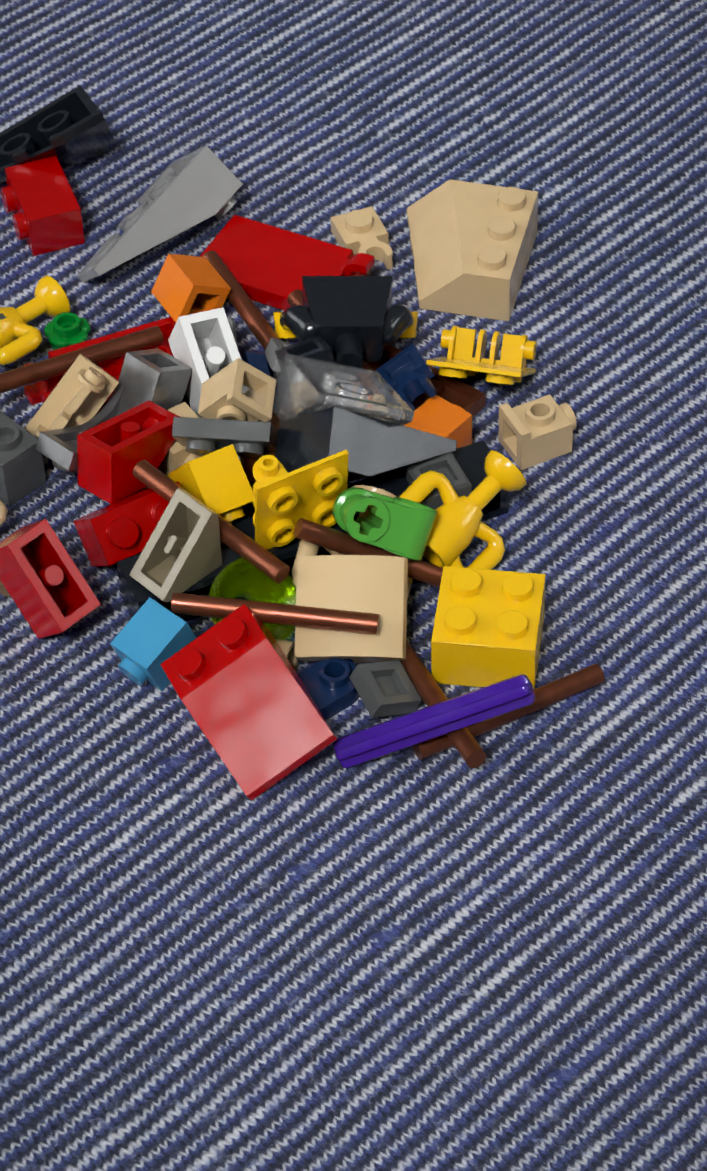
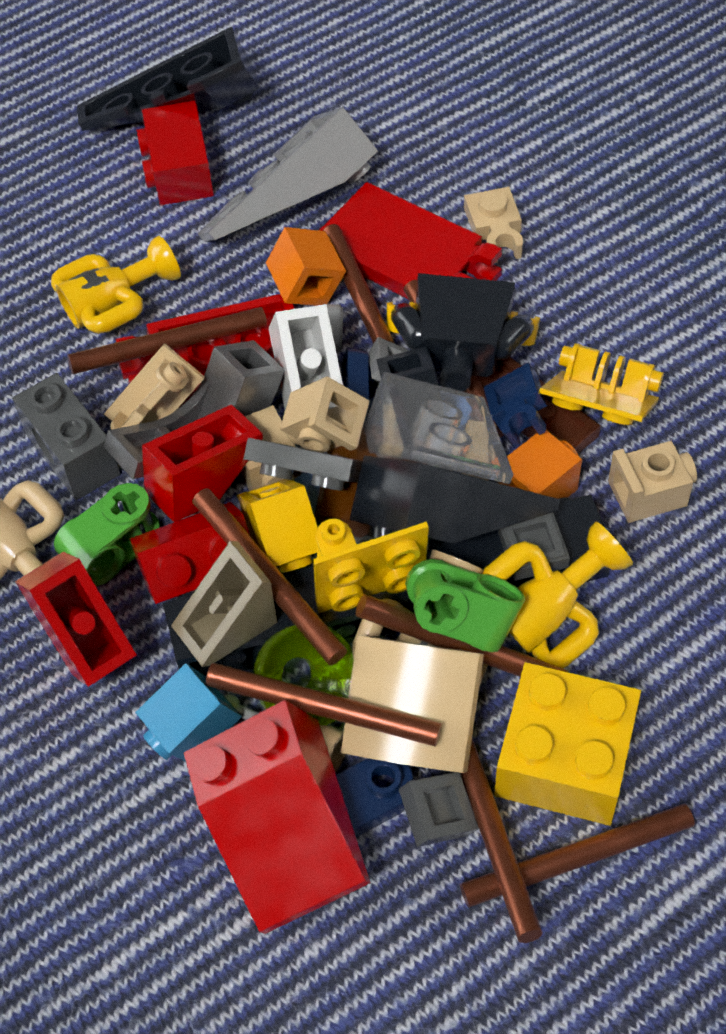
camera: 10 degrees right, 10 degrees up
(59, 513) = (103, 531): none -> bright green piece
(66, 330) = (173, 298): green plate -> none
(434, 721) = (490, 878): dark purple axle -> none
(472, 247) = (607, 247): tan wedge -> none

